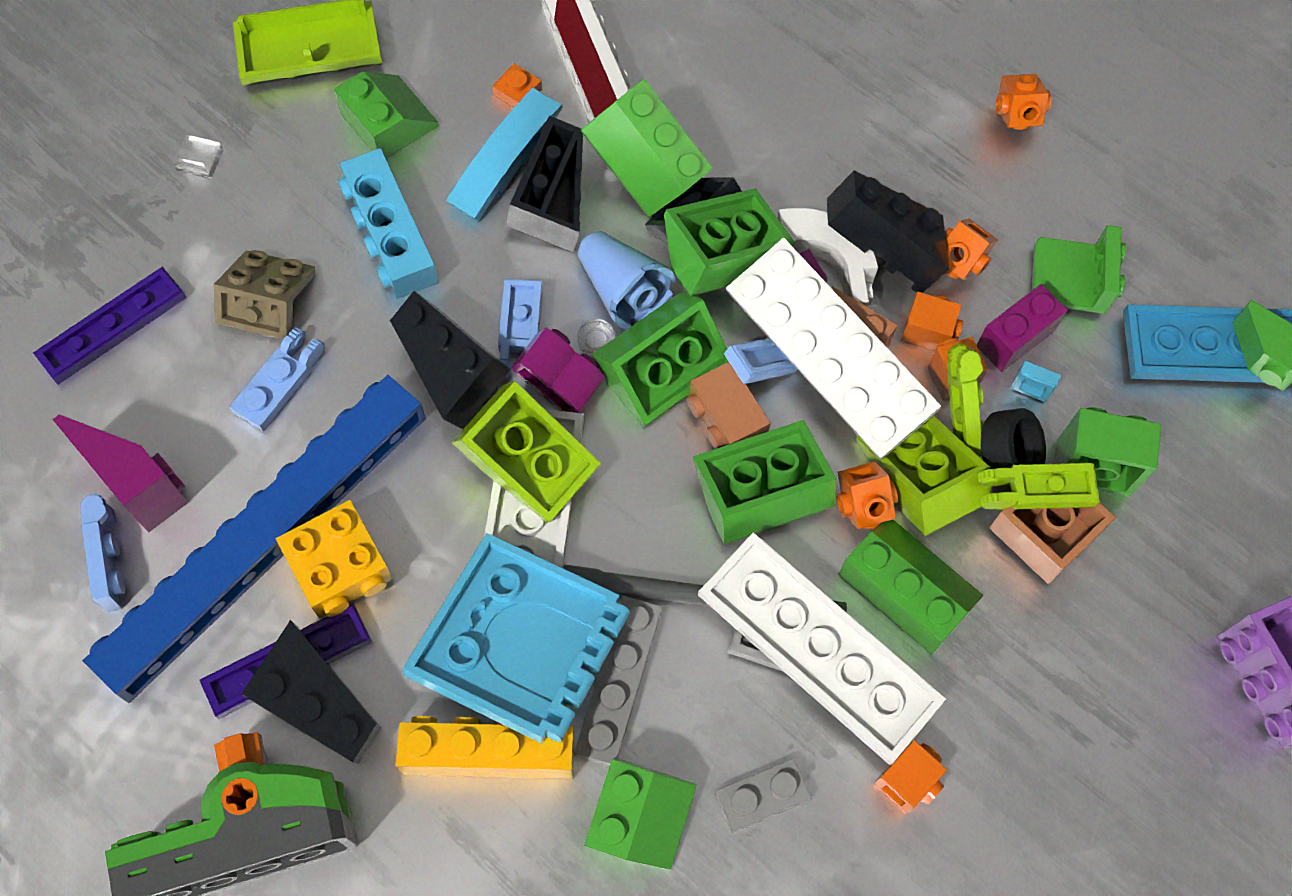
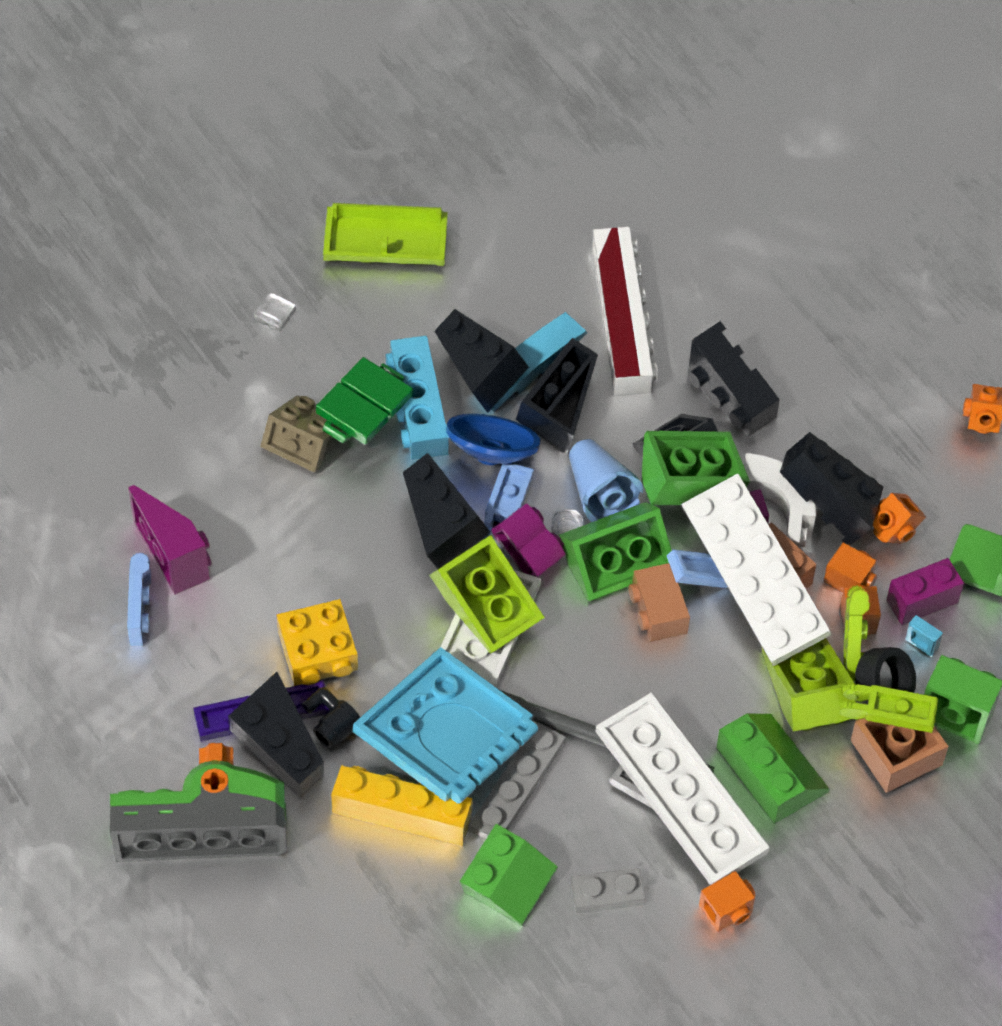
camera: 15 degrees right, 10 degrees down
(109, 325) = (176, 430): dark purple tile -> none
(246, 545) = (252, 617): blue brick -> none
(277, 380) = (300, 501): light blue hinge -> none
(323, 244) = (363, 401): none -> green piece
(382, 657) = (336, 723): none -> black piece
(383, 111) = (429, 301): bright green slope -> none
(450, 161) = (481, 357): none -> black wedge
(485, 254) = (492, 438): none -> blue dish
(515, 85) = (552, 306): orange plate -> none
(646, 148) = (646, 380): bright green slope -> none
(736, 129) = (729, 382): none -> black wedge
(765, 481) = (674, 660): bright green slope -> none
(866, 495) = (753, 689): orange brick -> none

